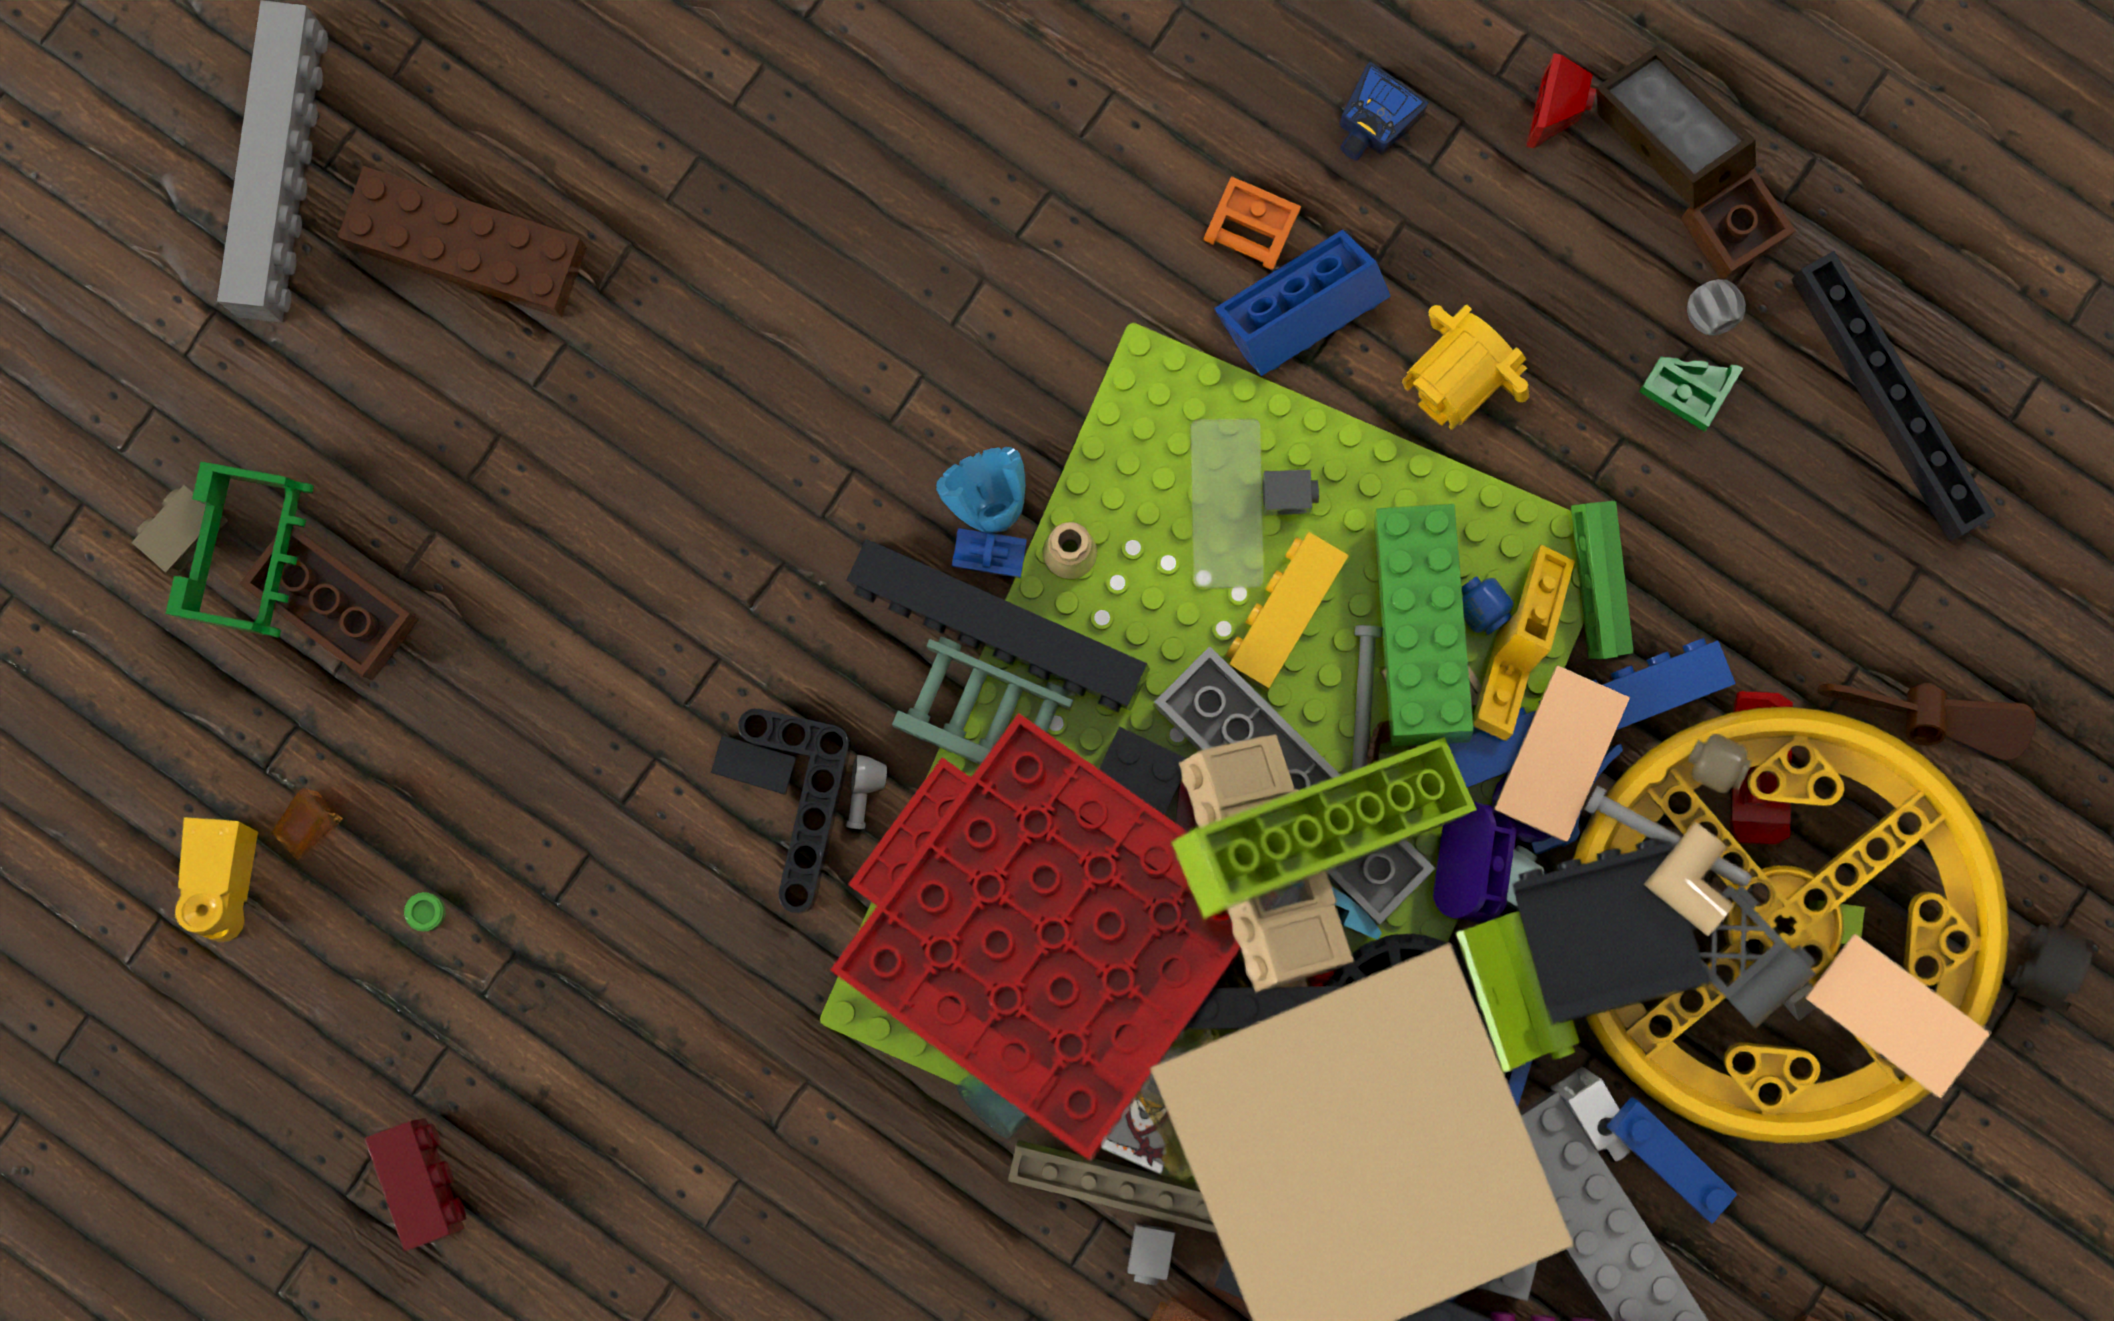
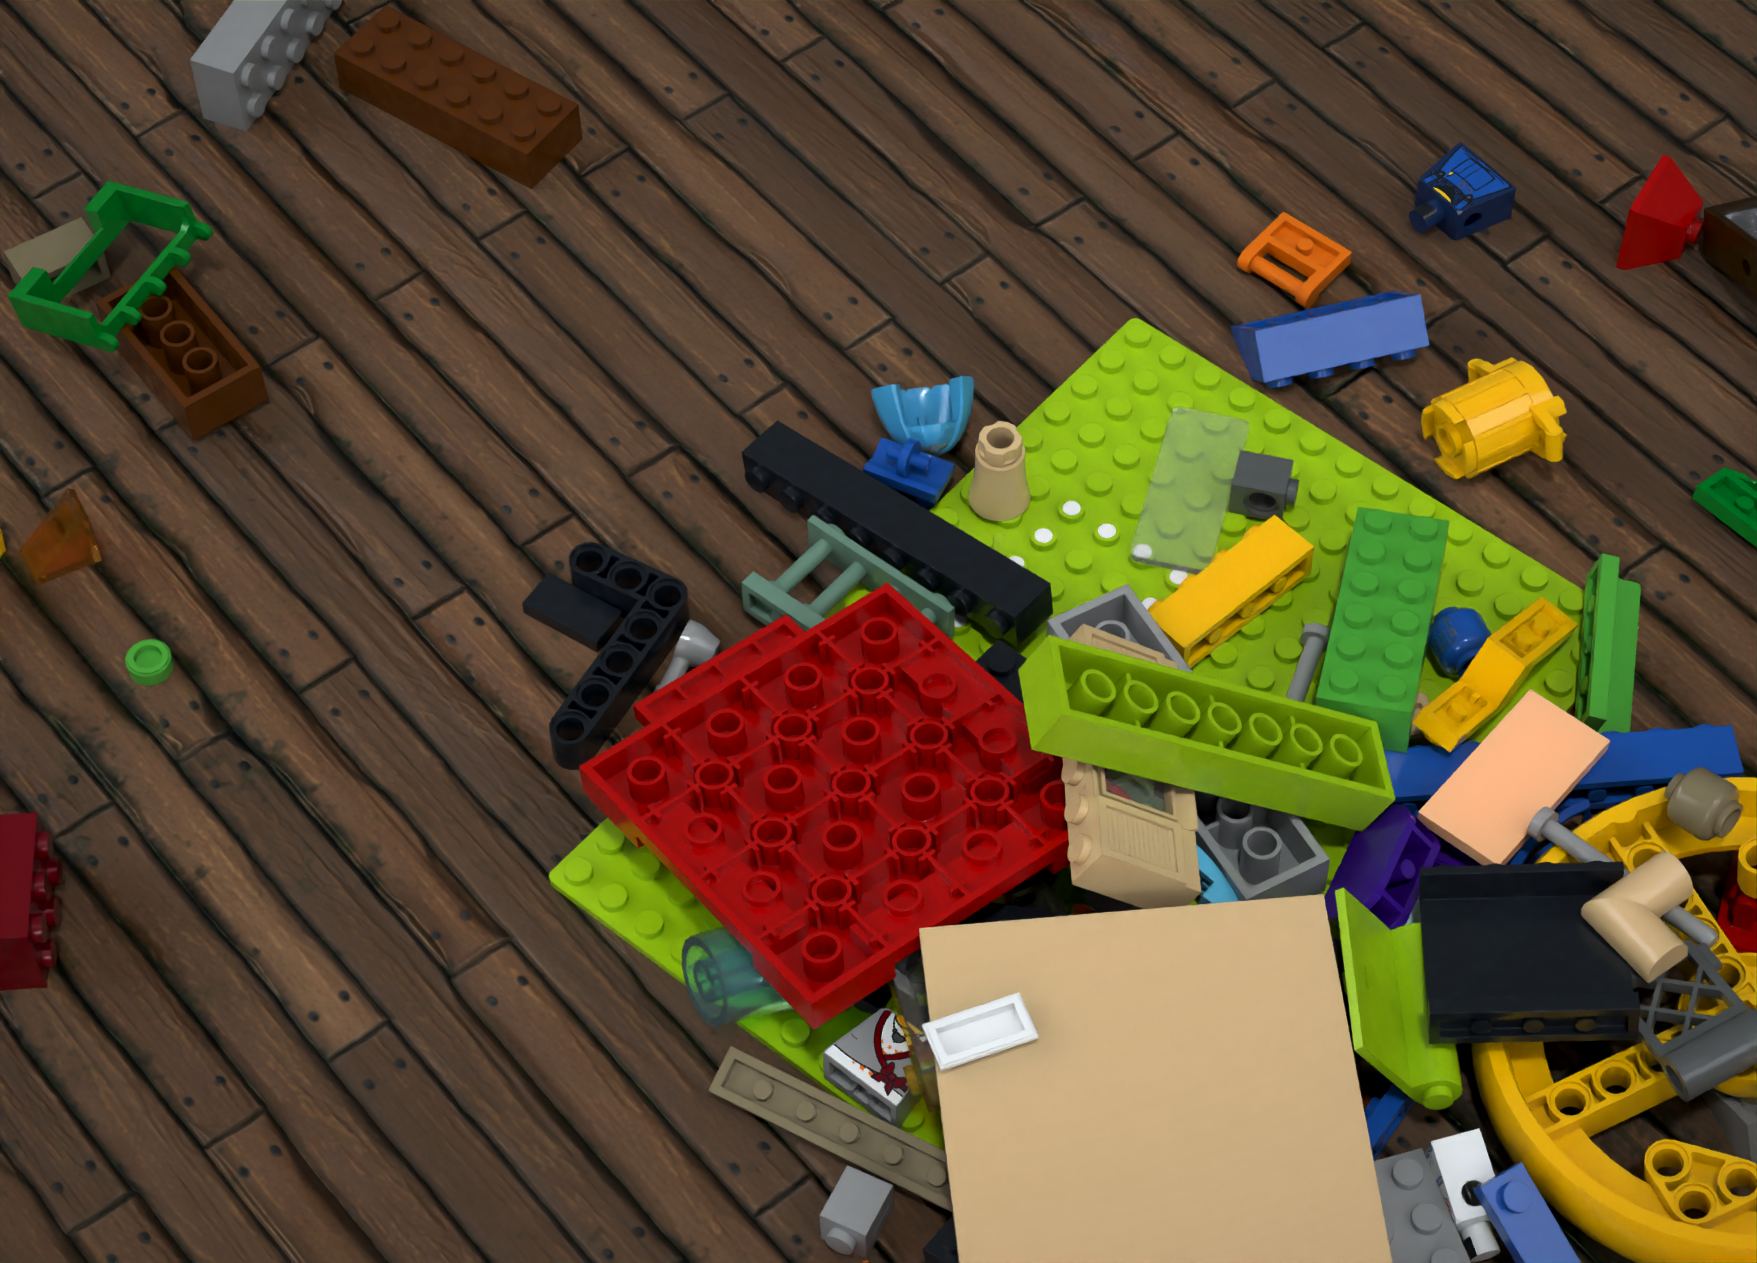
camera: 15 degrees right, 30 degrees down
(1223, 1148) = (980, 1031): none -> white tile

